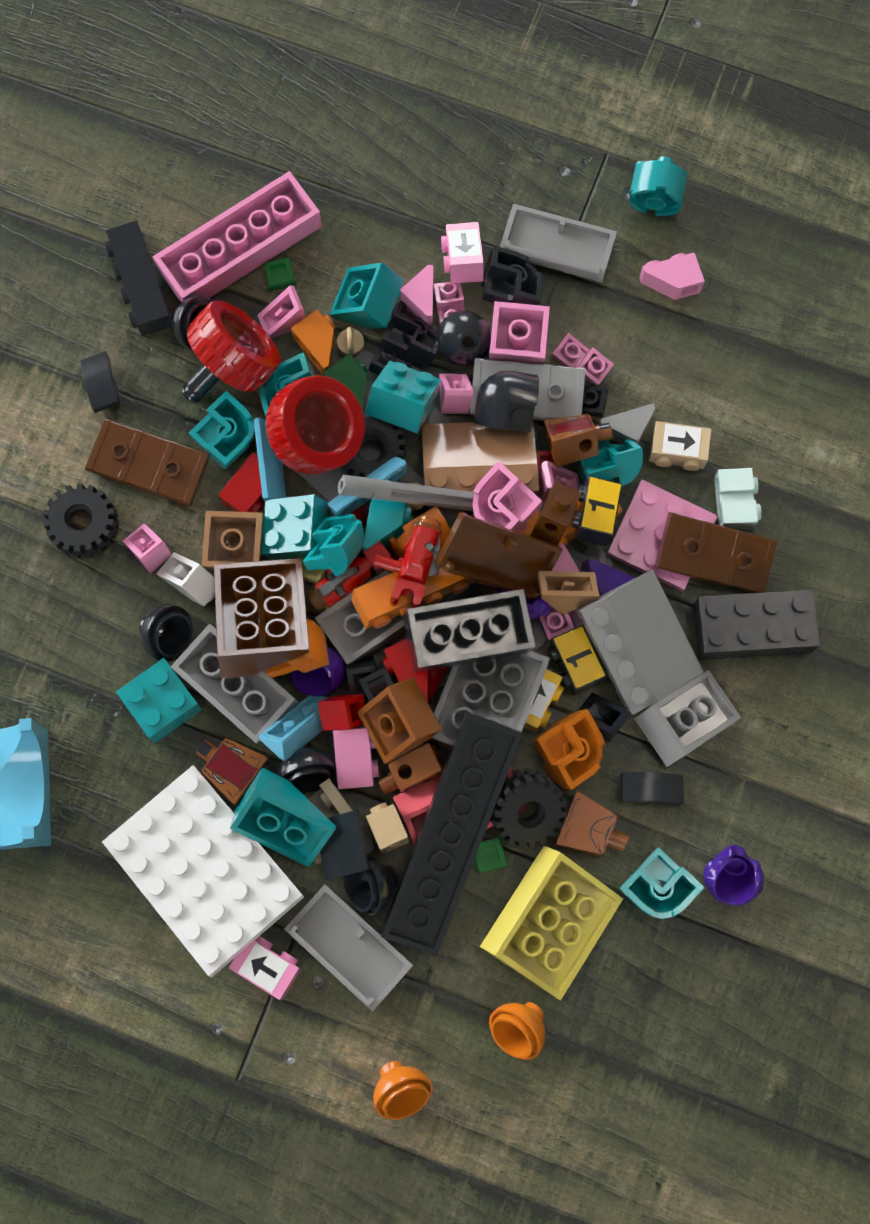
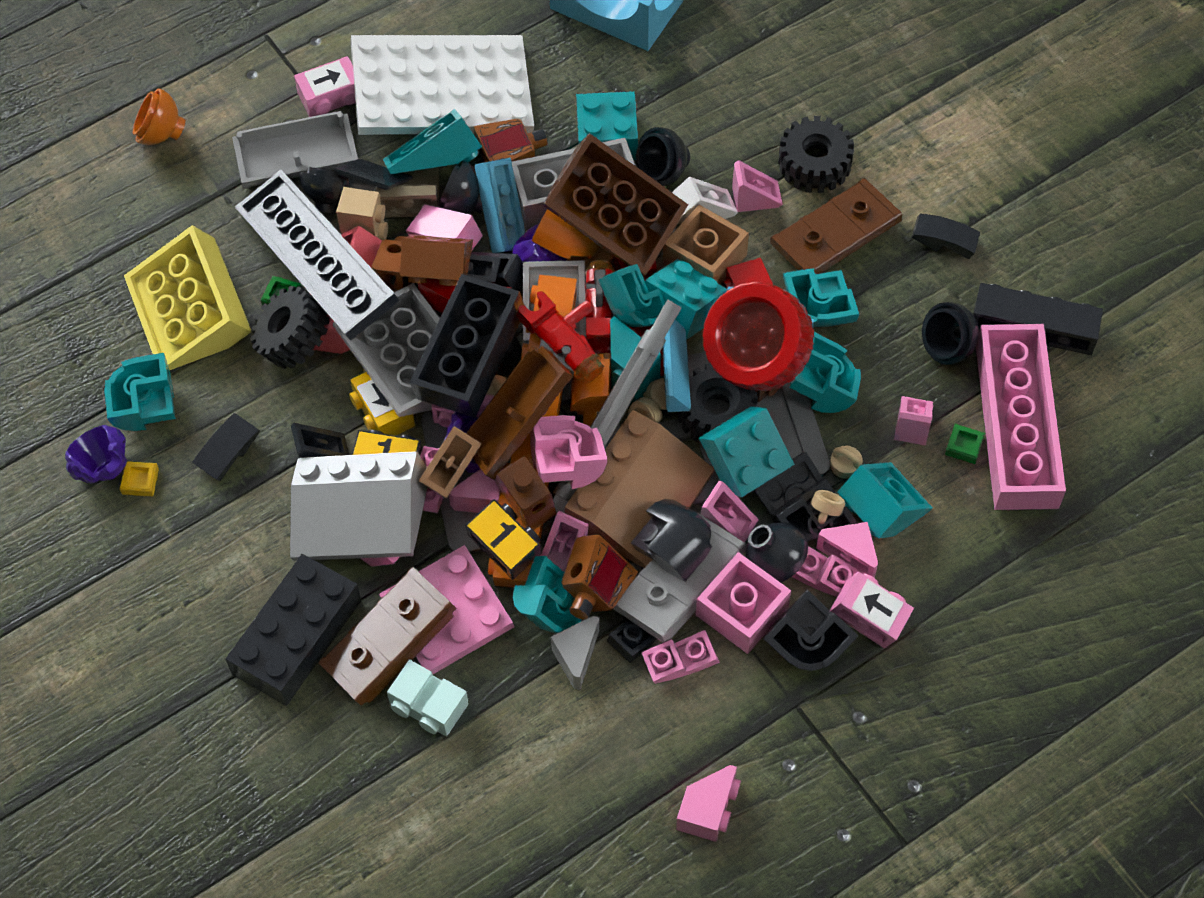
camera: 125 degrees right, 15 degrees down
(231, 350) = (896, 334): red wheel -> none
(316, 339) = (864, 428): orange slope -> none
(341, 712) = (487, 233): red brick -> none
(353, 375) = (799, 424): dark green slope -> none
(403, 323) = (828, 504): none -> tan tile
(518, 1029) = (126, 225): orange piece -> none
(559, 242) = (825, 713): light grey container -> none
(571, 749) = (311, 397): orange brick -> none
(589, 828) = (236, 375): dark orange torso -> none
(606, 576) = (439, 526): dark purple slope -> none
(658, 186) = (820, 847): teal brick -> none
(679, 445) = (521, 683): brick -> none
(687, 718) = (258, 517): light grey slope -> none
(720, 837) = (139, 479): none -> yellow tile

